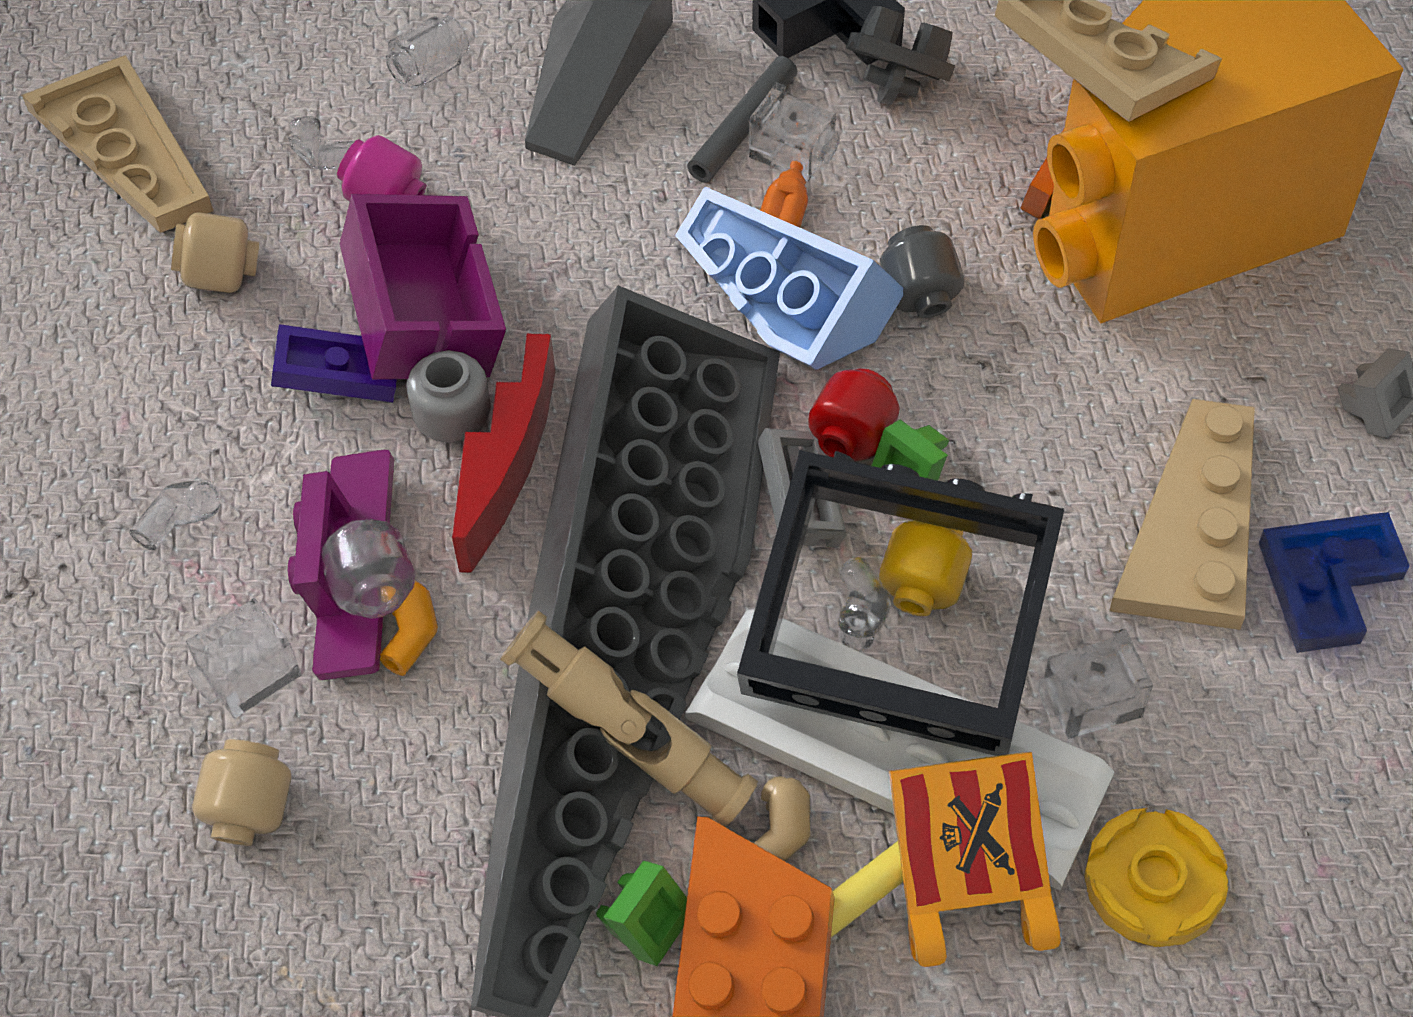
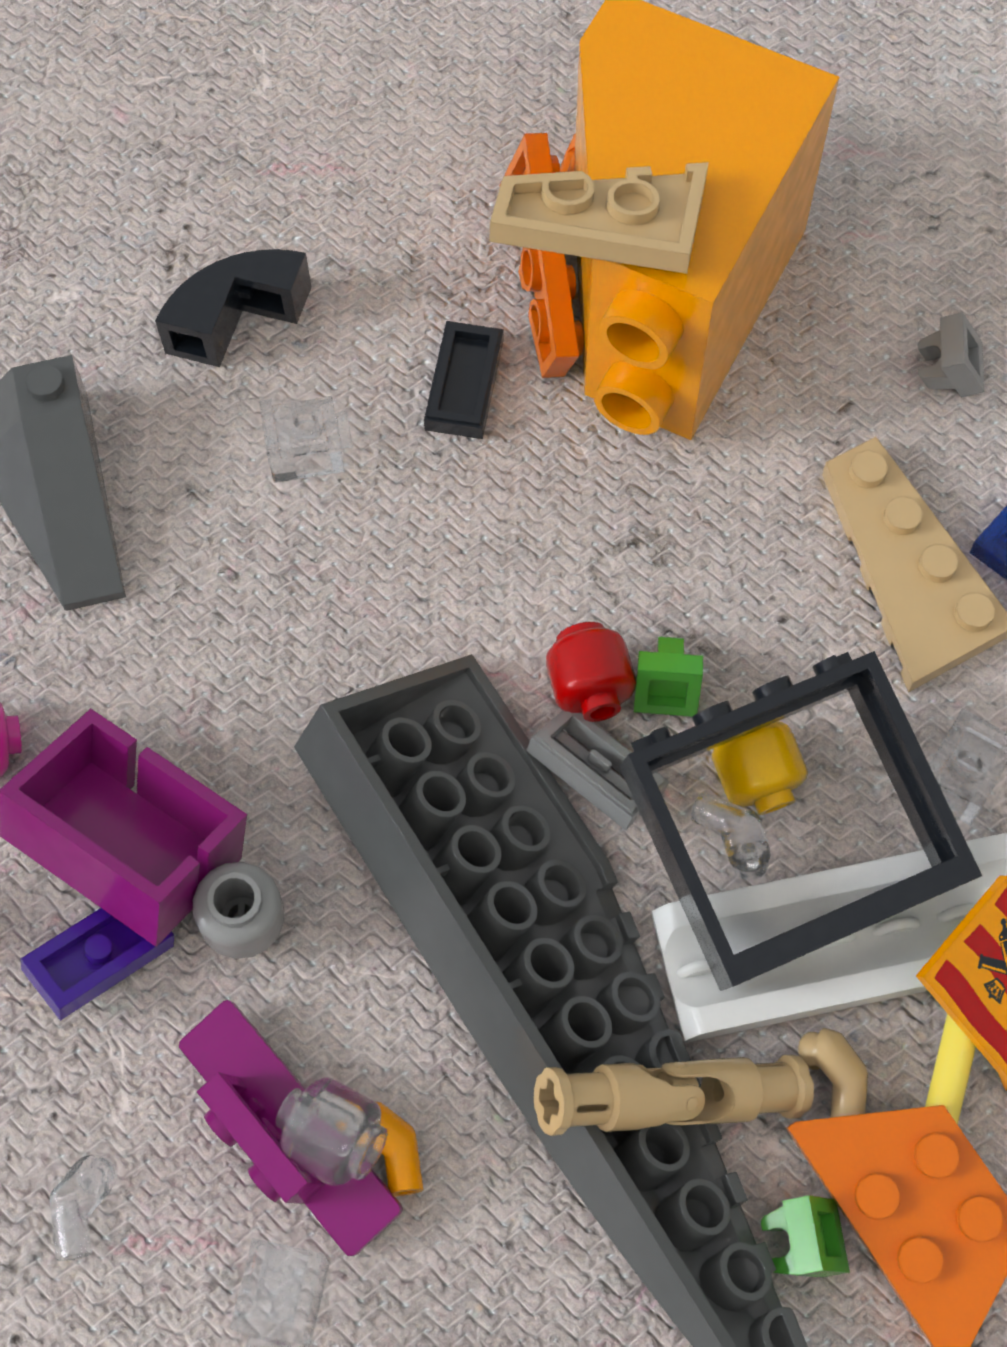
camera: 40 degrees left, 10 degrees up
(501, 460) = (331, 940): red slope -> none
(736, 125) = (241, 451): dark grey piece -> none
(787, 196) = (353, 516): orange piece -> none
(791, 284) = (438, 588): light blue wedge -> none
(925, 268) = (526, 496): dark grey head -> none
(926, 57) = (313, 302): dark grey hips -> none
(955, 172) = (464, 380): none -> black tile

